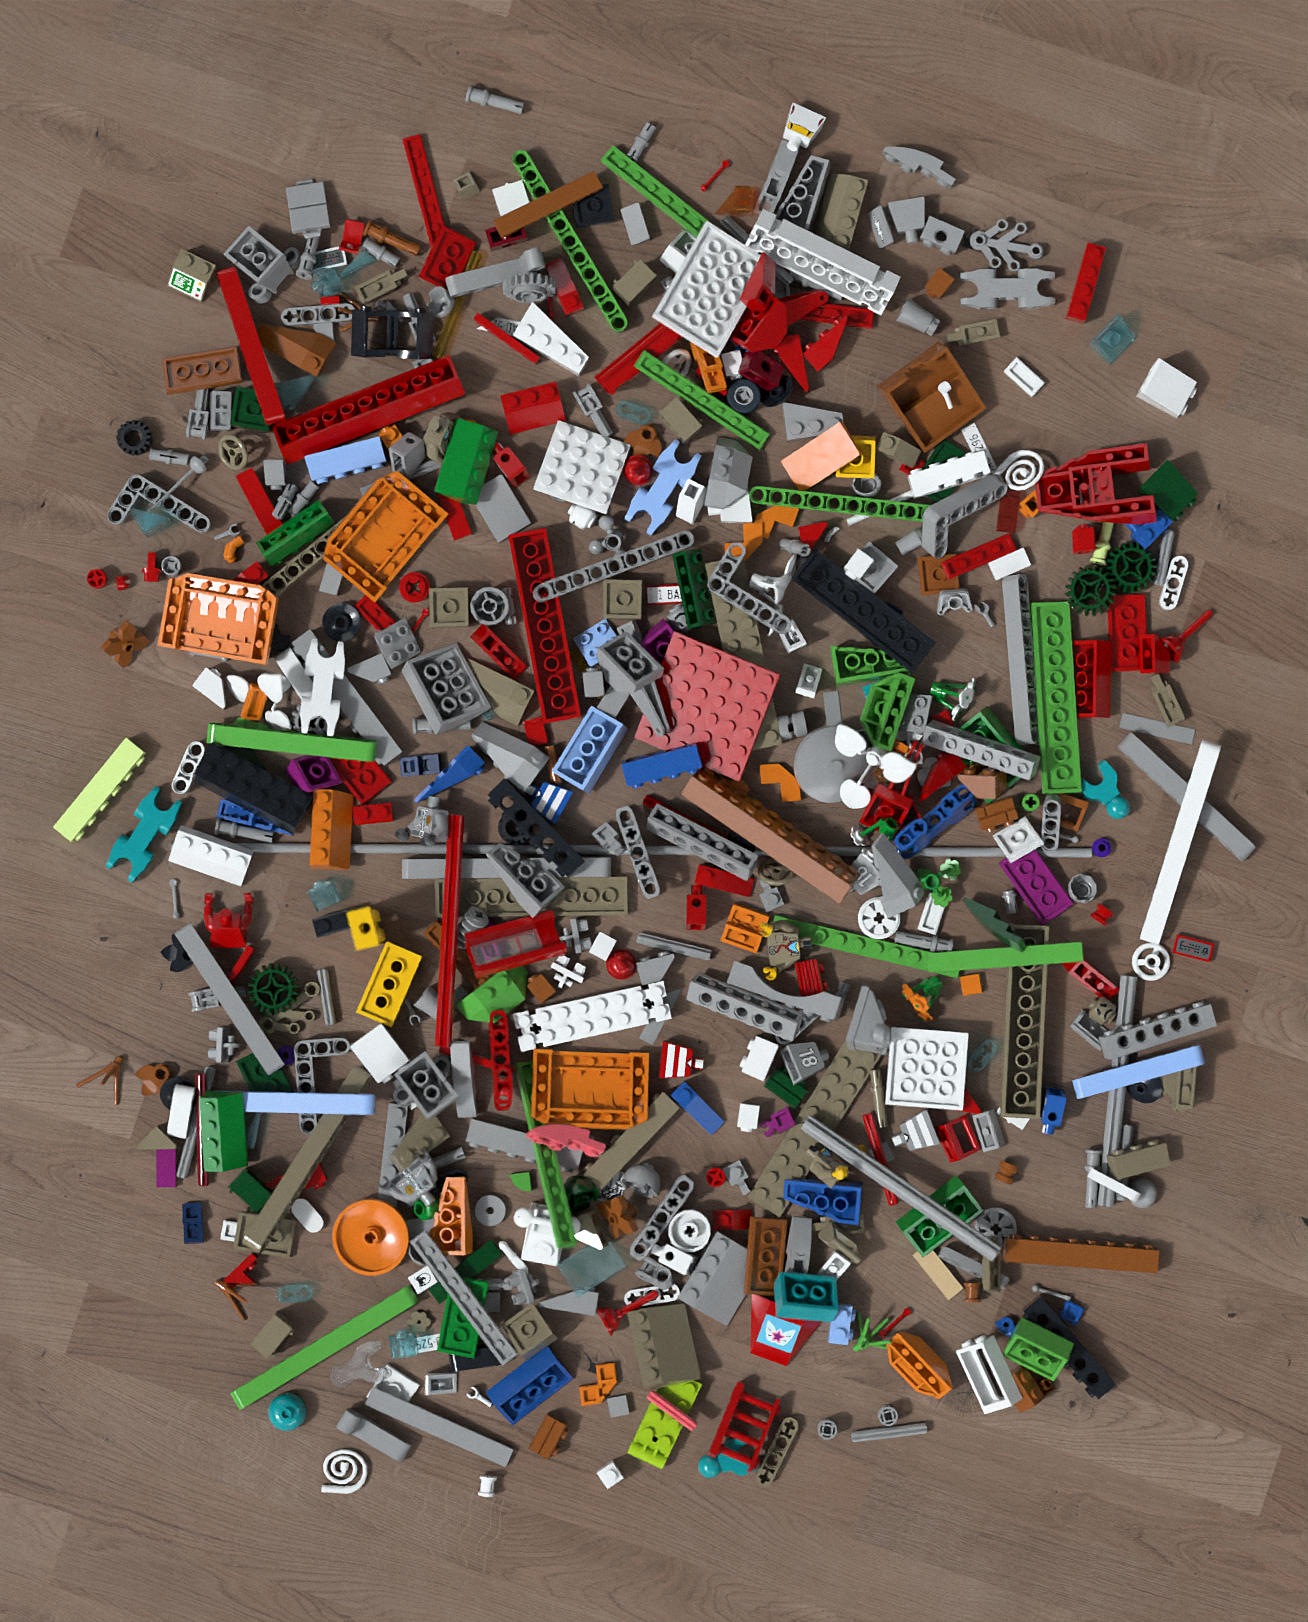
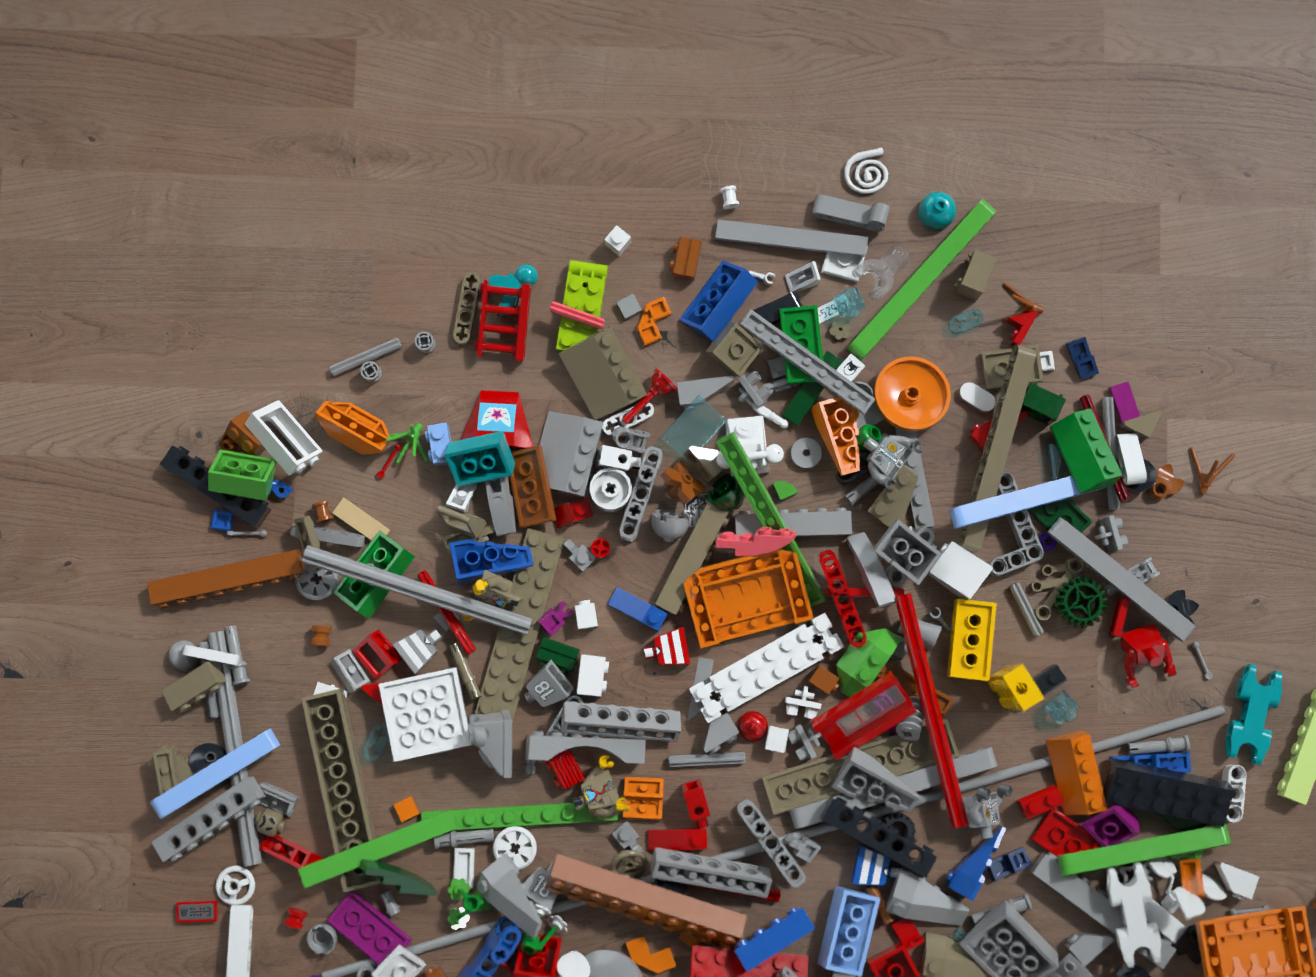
camera: 170 degrees right, 5 degrees down
(210, 855) = (1184, 713): white slope -> none
(931, 987) = (449, 777): plant -> none
(1053, 1101) = (292, 718): blue torso -> none

